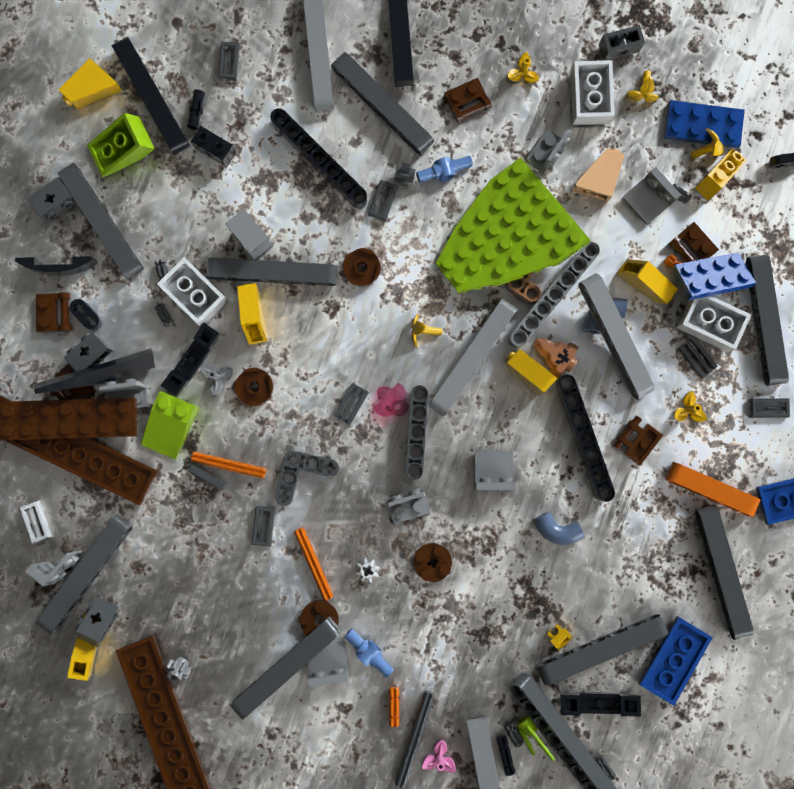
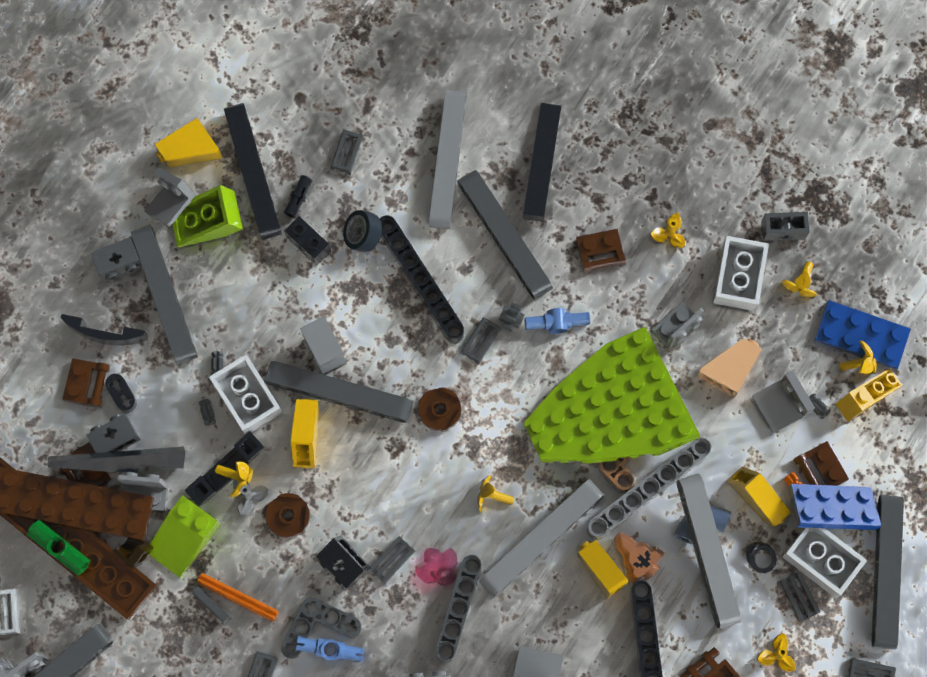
camera: 15 degrees right, 10 degrees down
(54, 455) = (48, 539): none -> green piece
(86, 136) = (171, 199): none -> light grey bracket
(130, 447) = (133, 551): none -> dark brown panel
(206, 360) = (242, 475): none -> yellow plant
(259, 127) = (362, 231): none -> black wheel
(306, 491) = (341, 650): none -> medium blue pin
(308, 407) = (353, 566): none -> black brick
(650, 327) = (752, 550): none -> black piece

